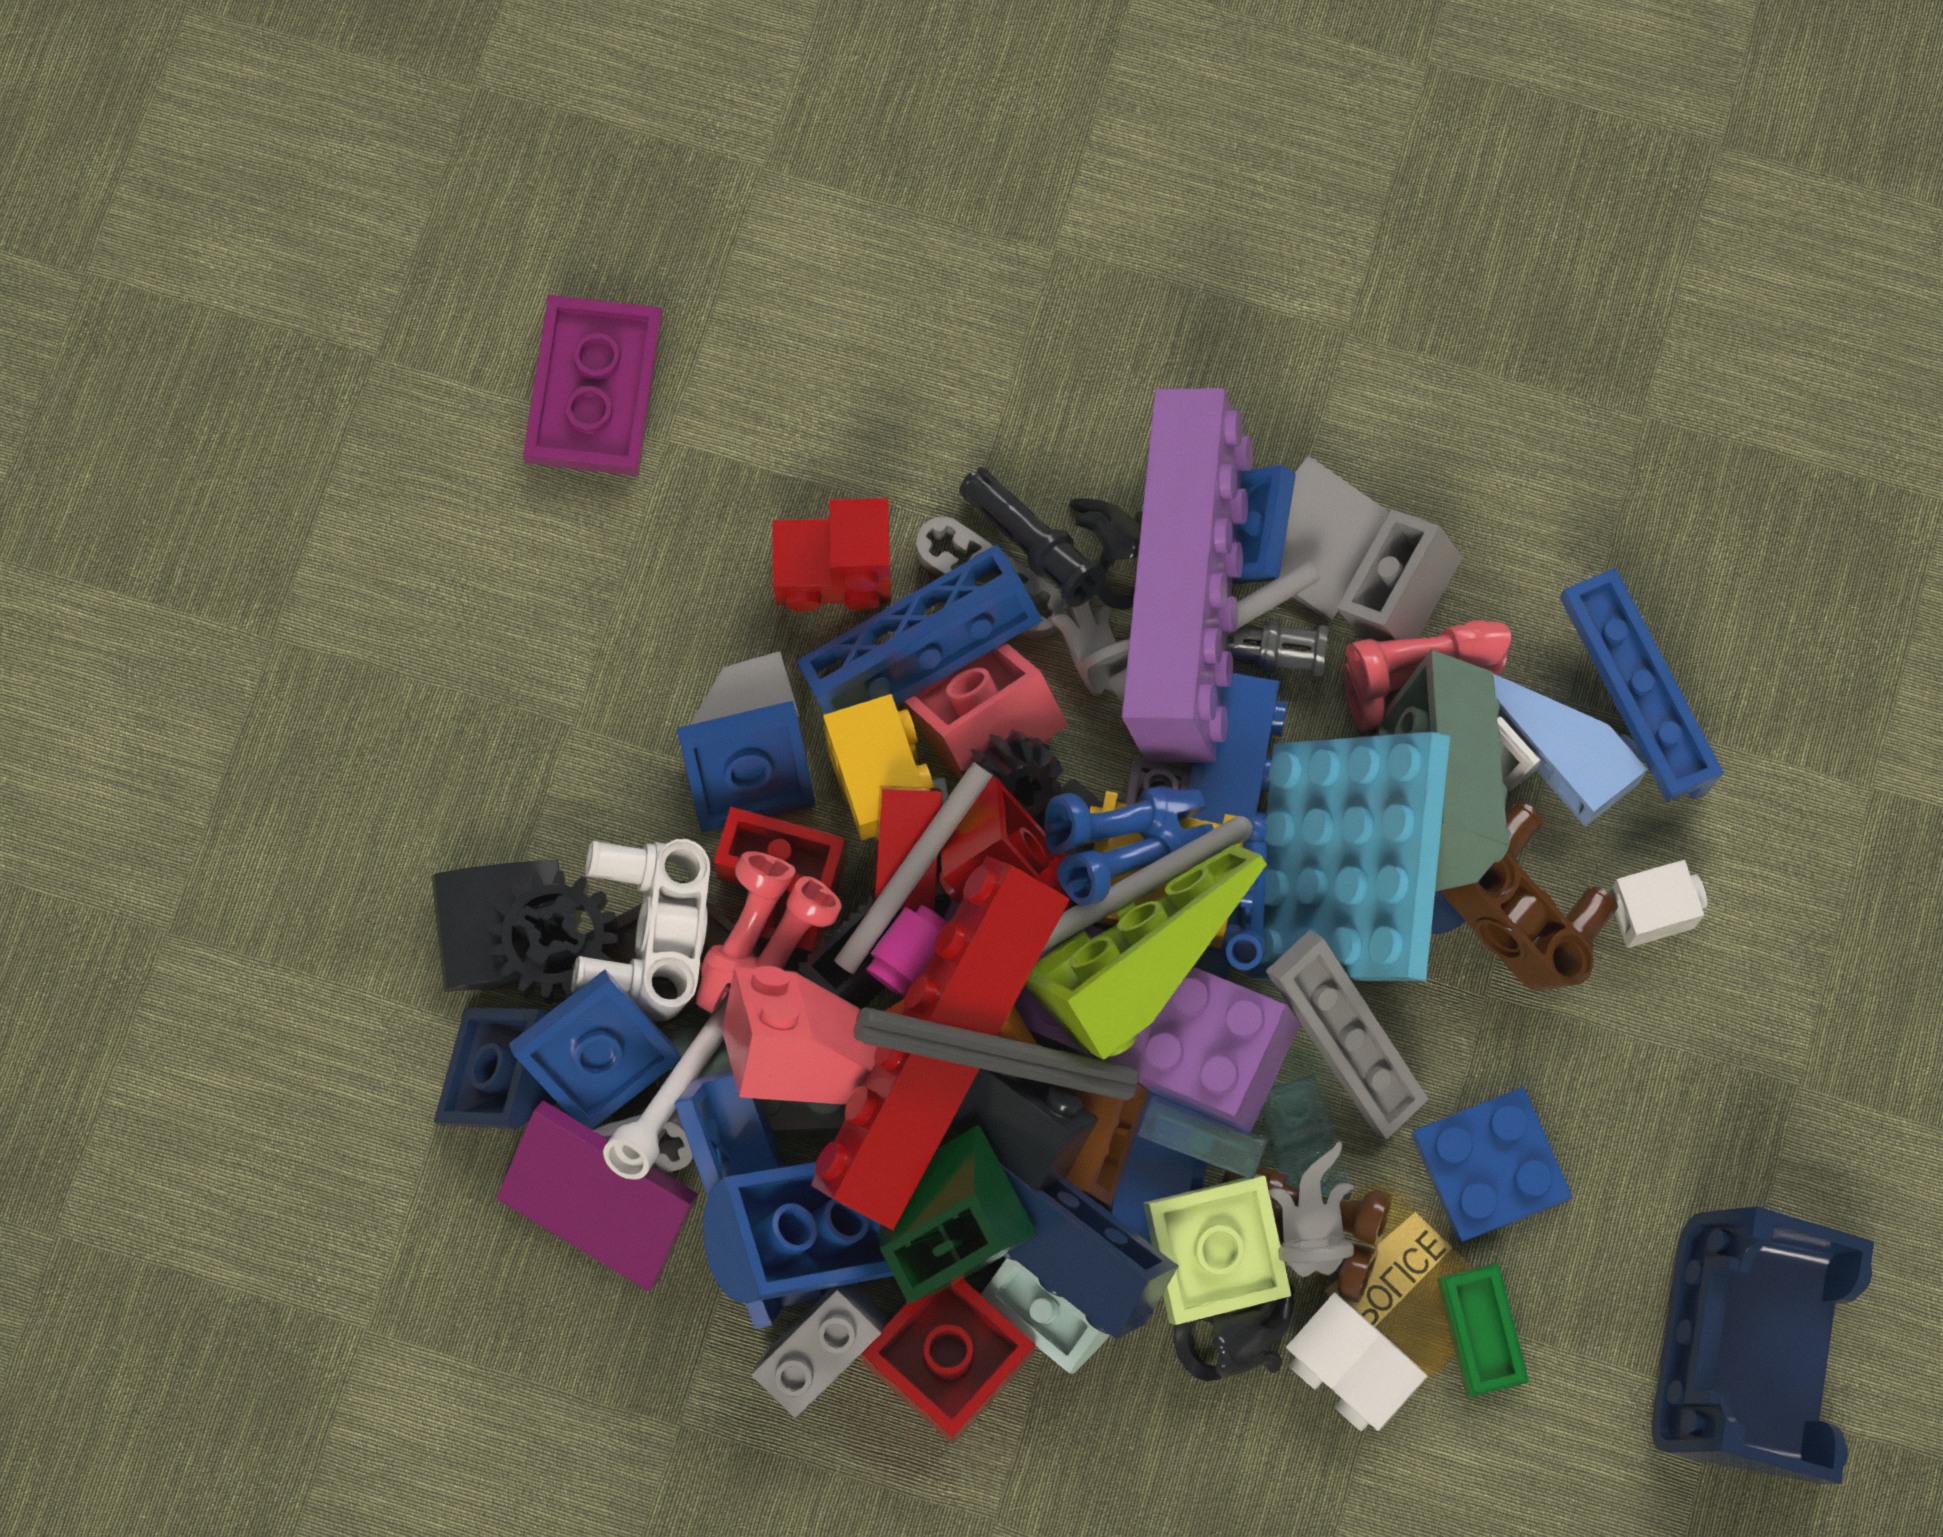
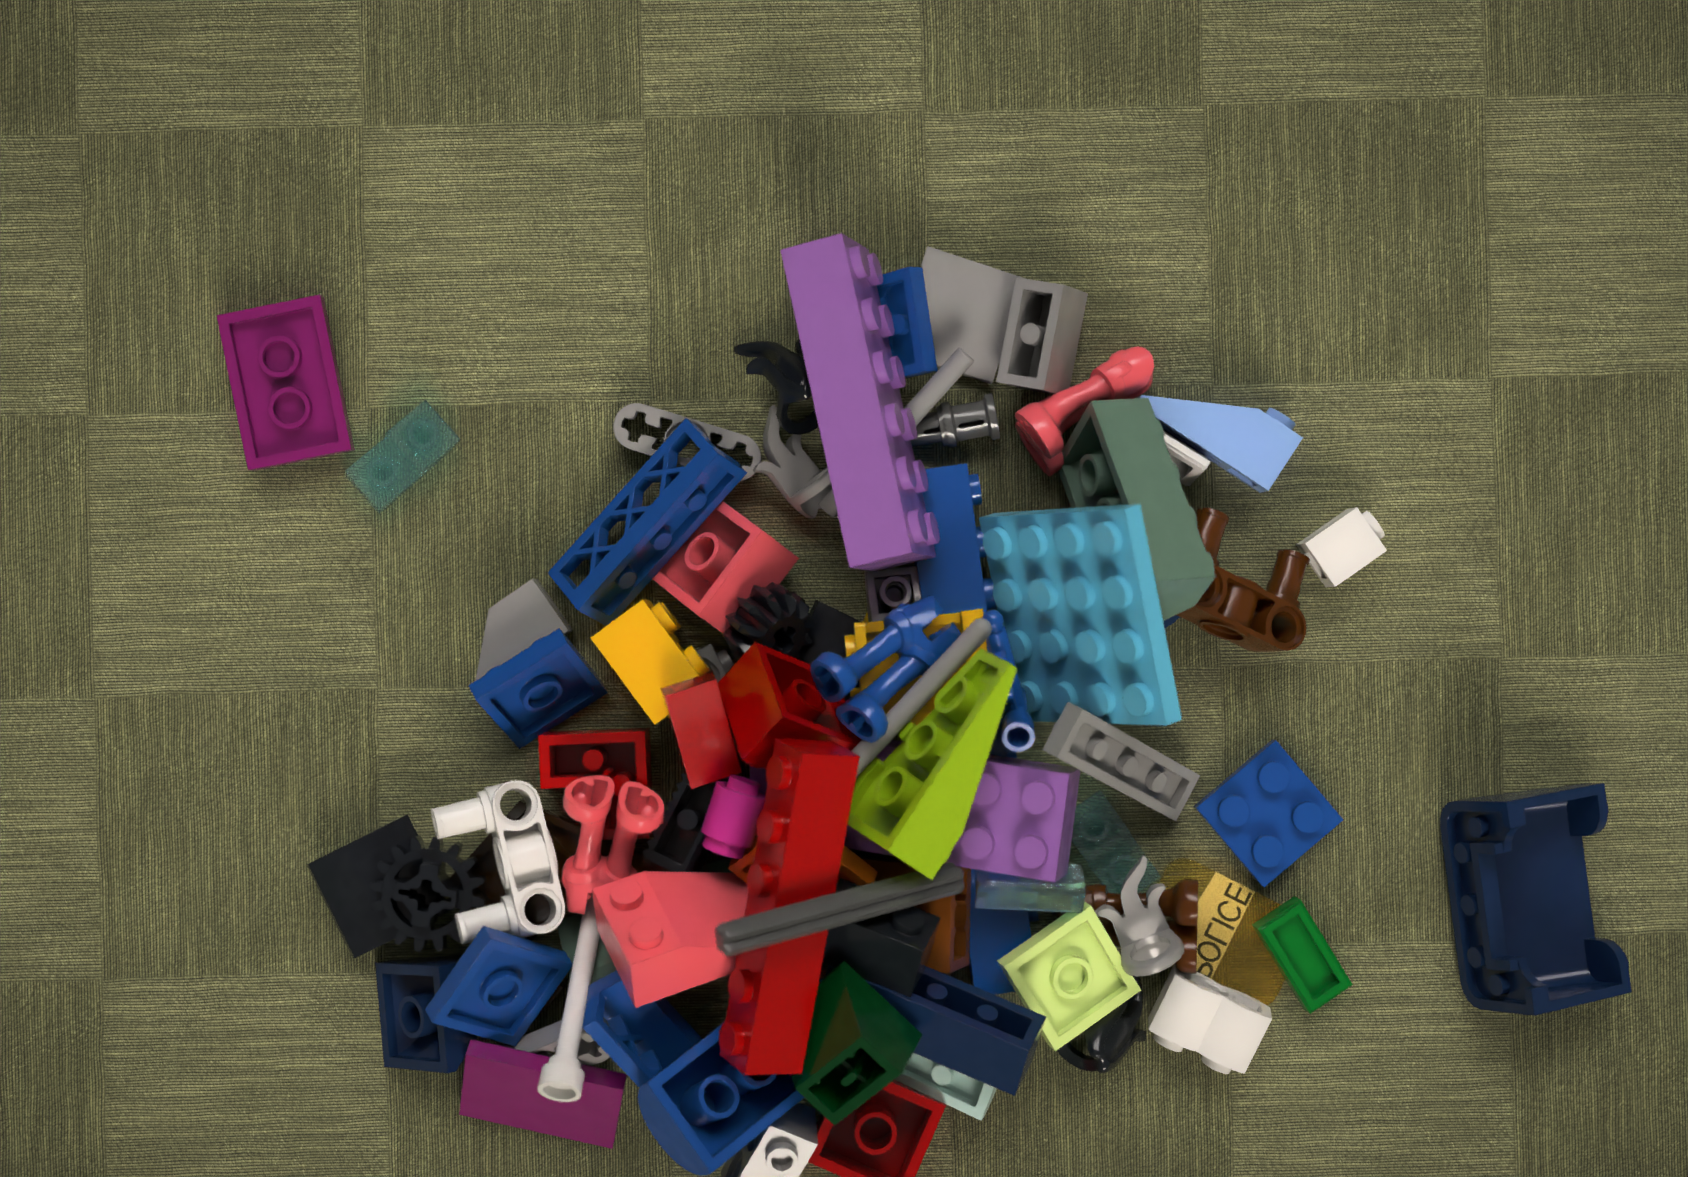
camera: 15 degrees left, 15 degrees up
(686, 499) = (402, 456): none -> clear light blue slope
(834, 557) = (548, 475): red brick -> none
(913, 867) = (713, 748): light grey bar -> none
(1047, 550) = (731, 409): black pin -> none
(1642, 686) = (1276, 363): blue fence -> none

